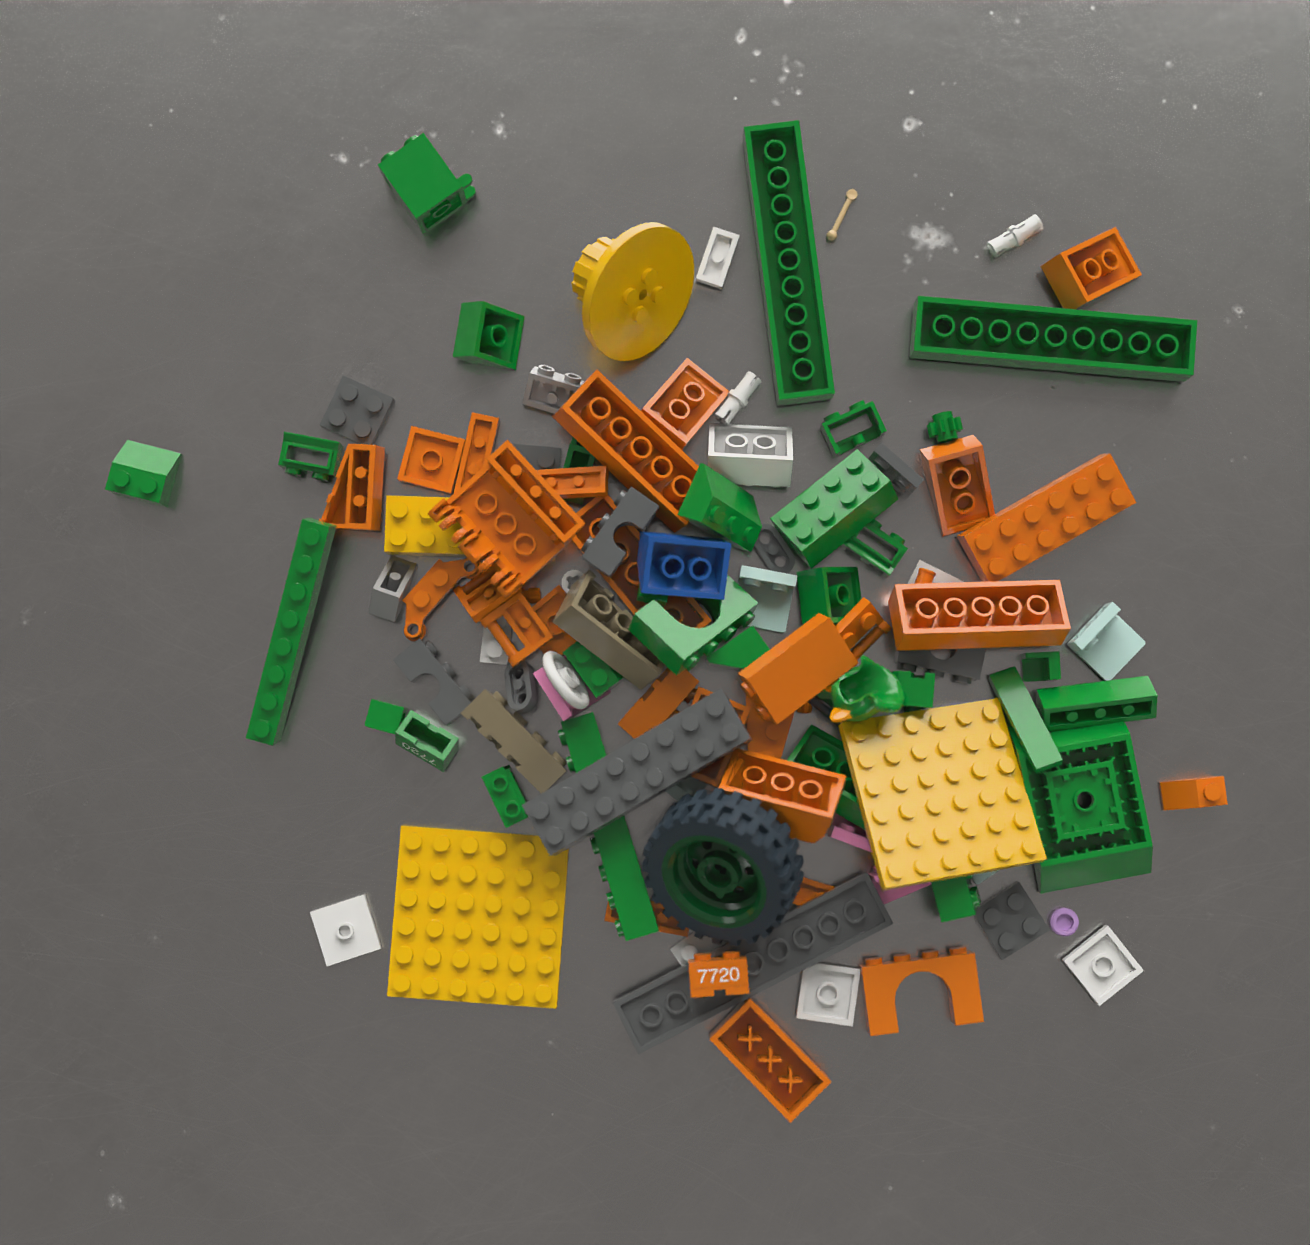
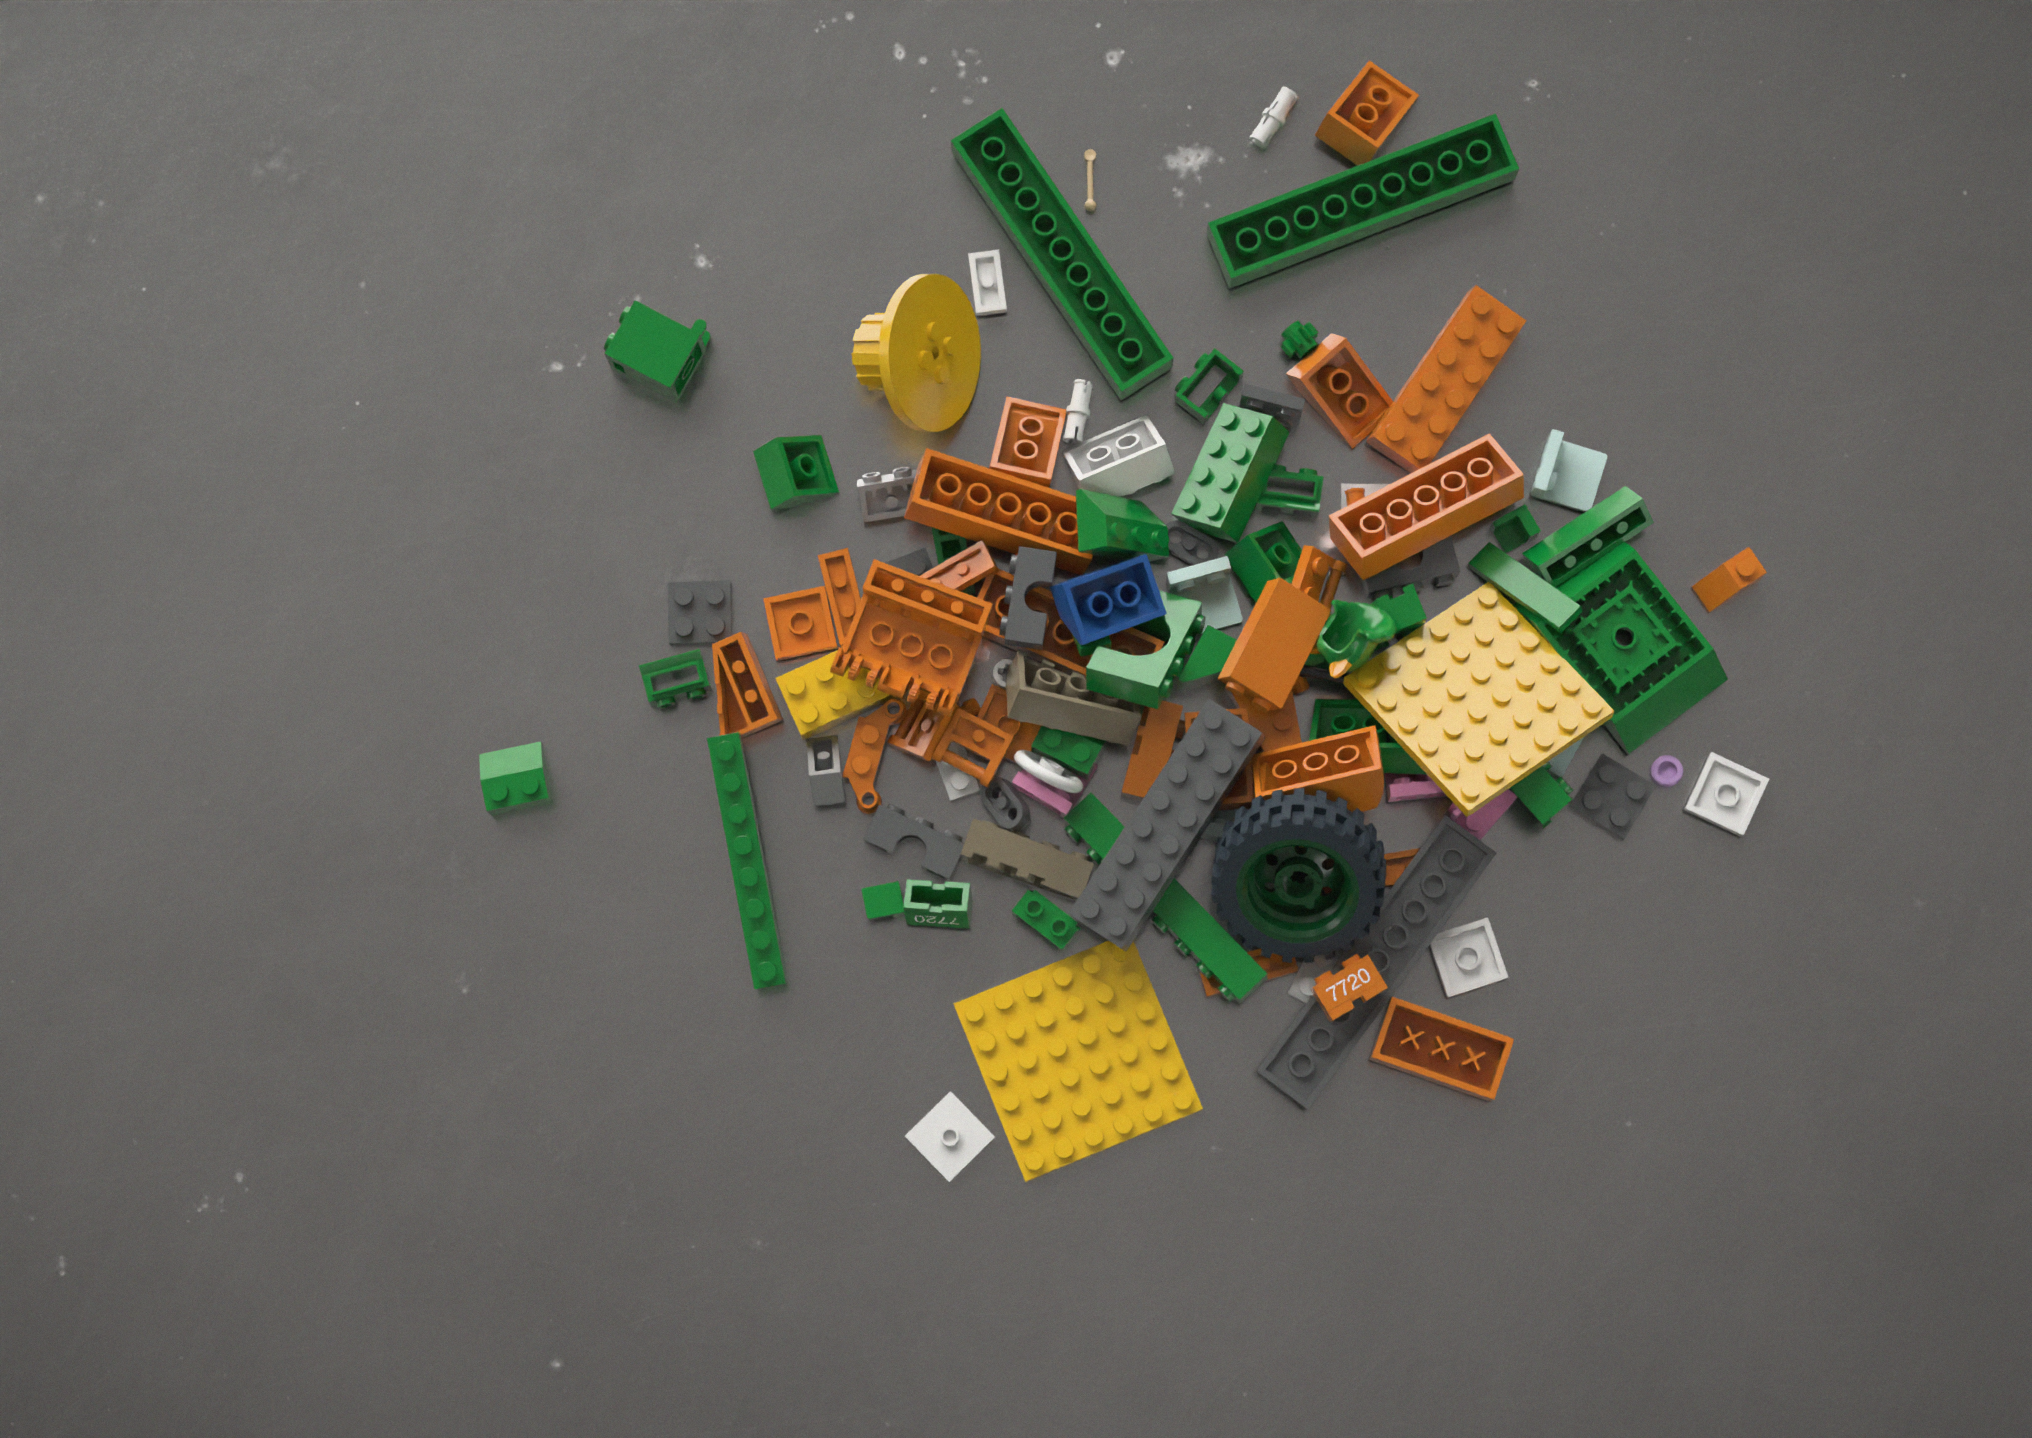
camera: 20 degrees left, 5 degrees down
(882, 979) = (1583, 872): orange arch -> none

